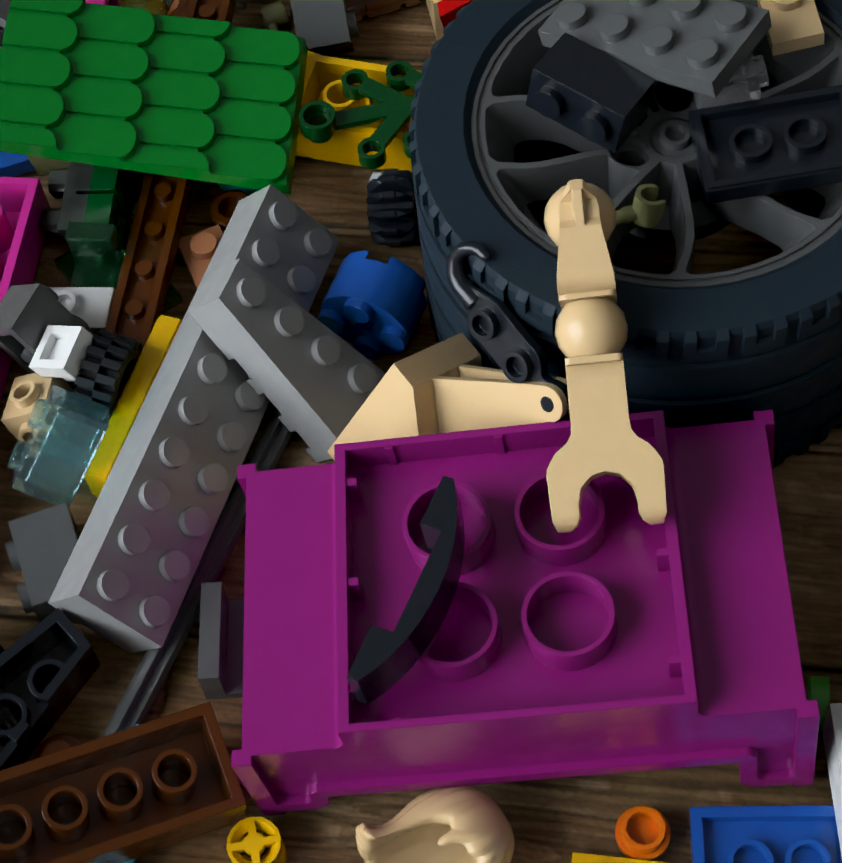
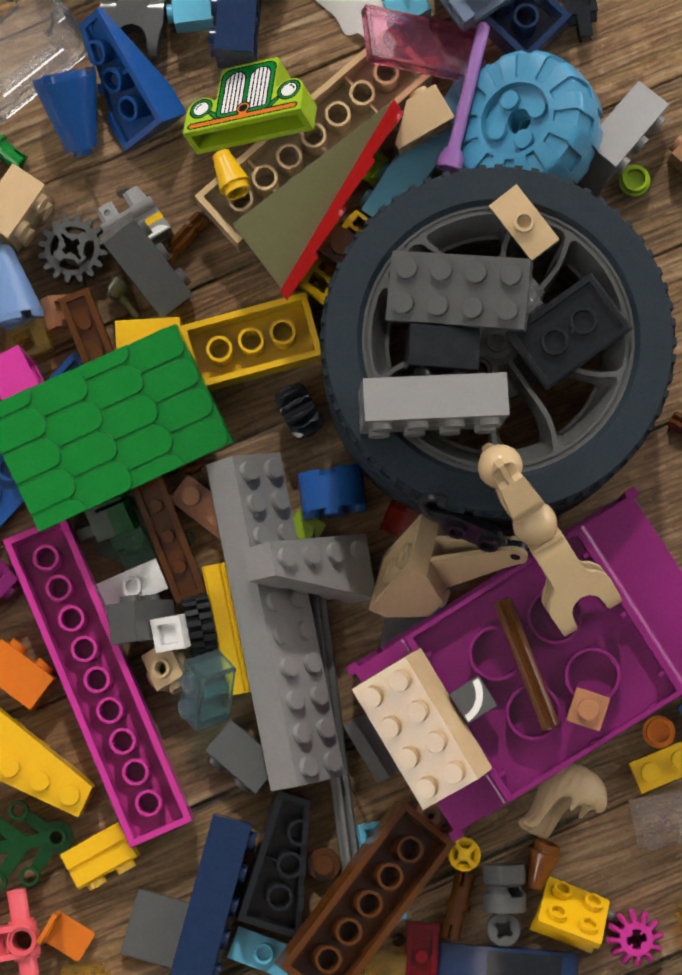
camera: 30 degrees left, 25 degrees up
(279, 568) = (422, 729): none -> tan brick
(320, 120) = (266, 347): dark green plant -> none
(374, 560) = (473, 699): none -> dark grey tile
(390, 655) = (514, 753): black slope -> none
(478, 550) = (526, 664): none -> reddish brown axle
(532, 650) = (588, 709): none -> nougat plate
(533, 116) = (433, 404): none -> light grey brick
(645, 208) = (510, 423): olive hand -> none

